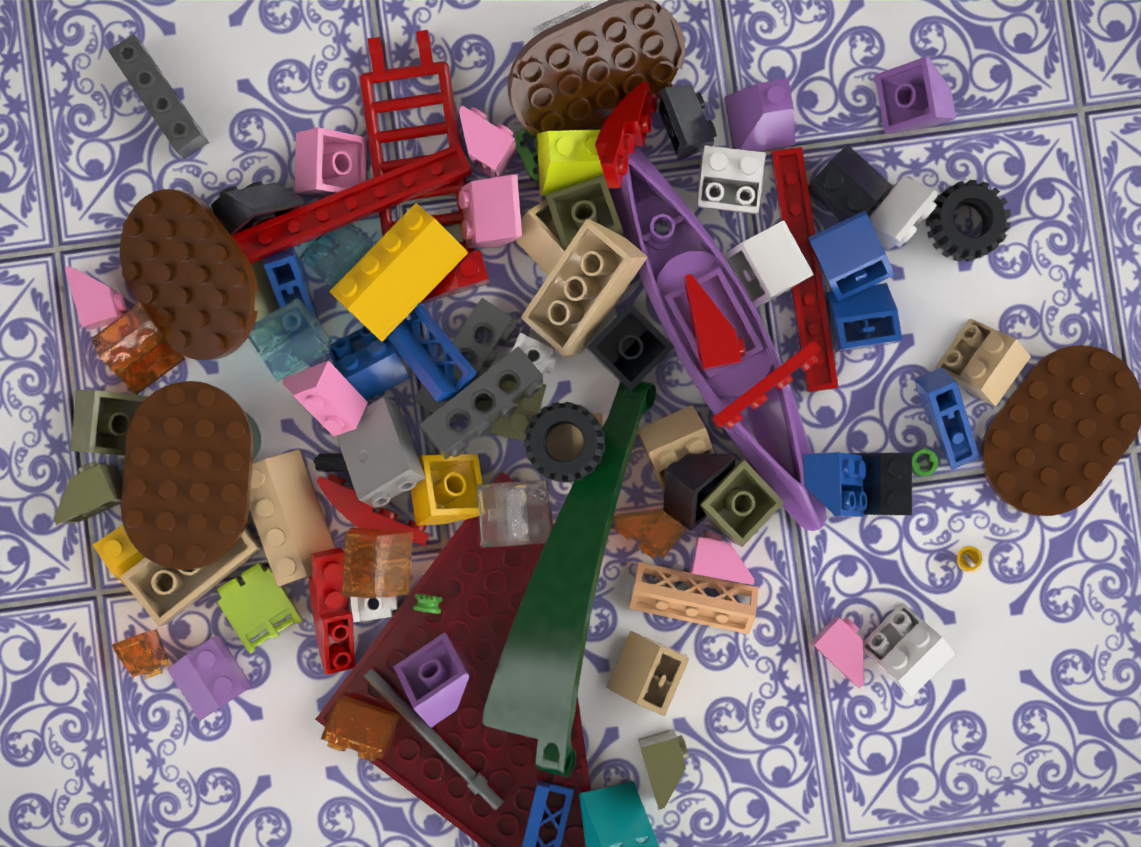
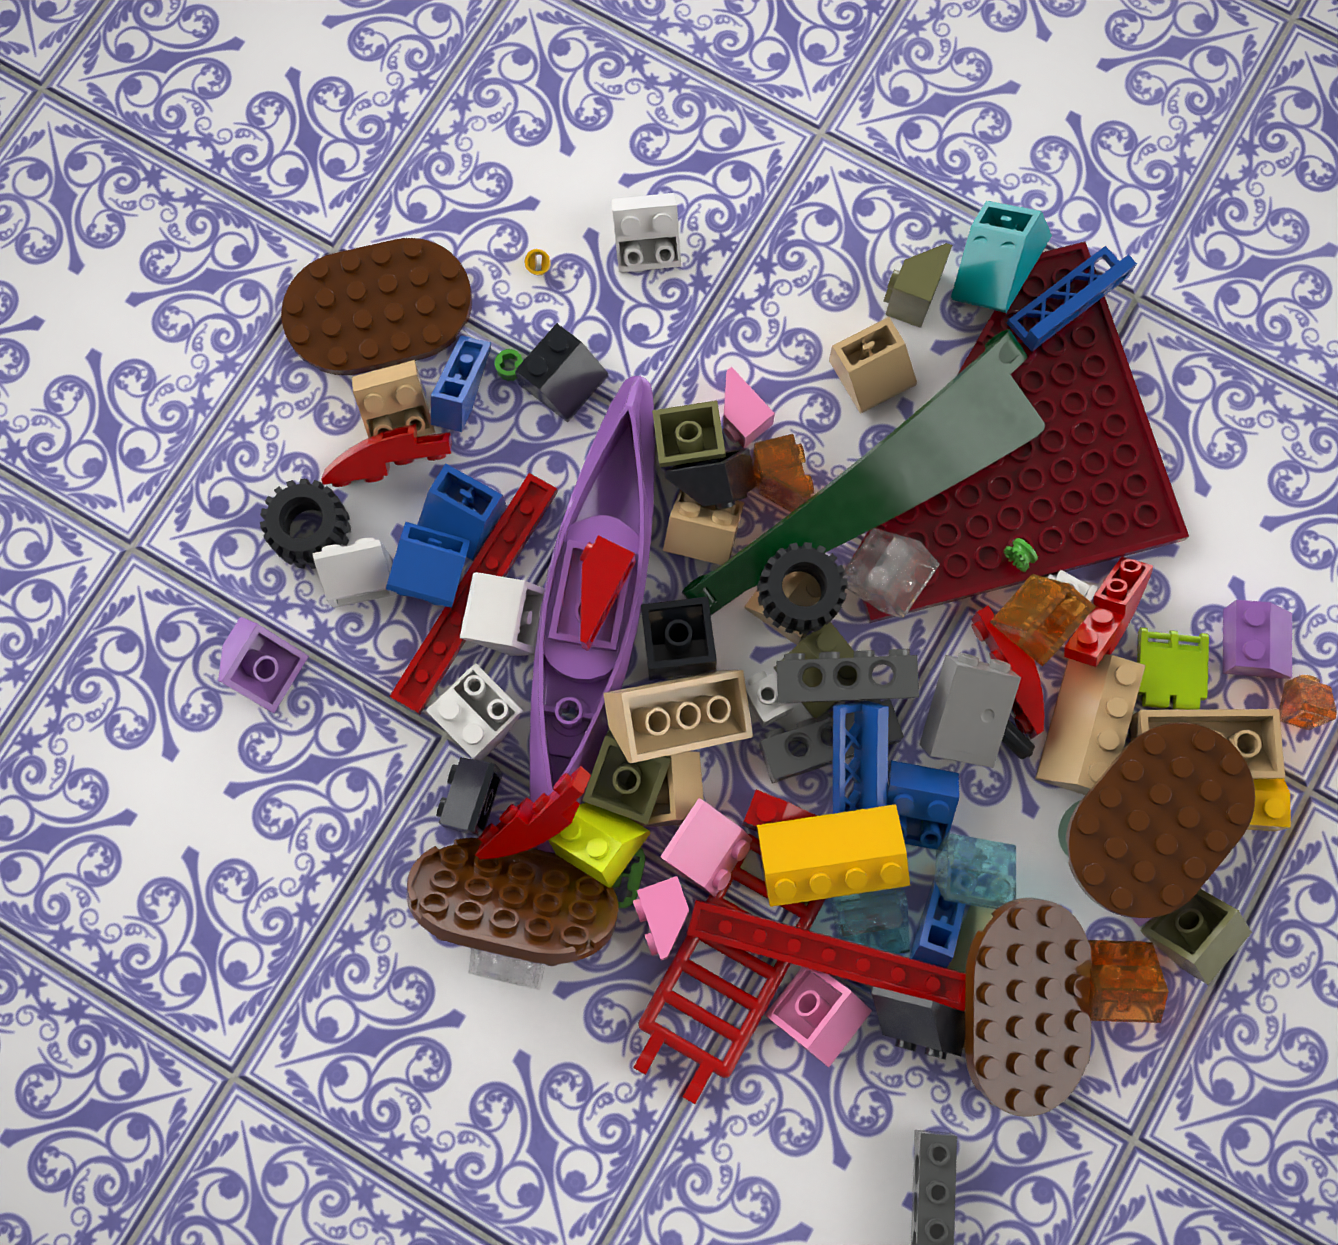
camera: 140 degrees left, 10 degrees down
(89, 493) = (1258, 874): olive slope -> none
(94, 301) = (1131, 1059): bright pink slope -> none
(327, 397) = (983, 791): bright pink slope -> none
(360, 728) = (1157, 491): clear orange slope -> none
(433, 679) = (1062, 489): medium lavender slope -> none
(448, 490) = (931, 634): yellow slope -> none
(476, 782) = (1087, 384): dark grey bar -> none
(693, 603) = (796, 393): light nougat fence -> none
(762, 116) = (402, 750): medium lavender slope -> none
(779, 378) = (578, 503): red plate -> none
(837, 482) = (597, 392): blue slope -> none
(842, 648) = (697, 270): bright pink slope -> none
(848, 185) = (377, 632): black slope -> none
(962, 312) = (372, 456): none -> red slope

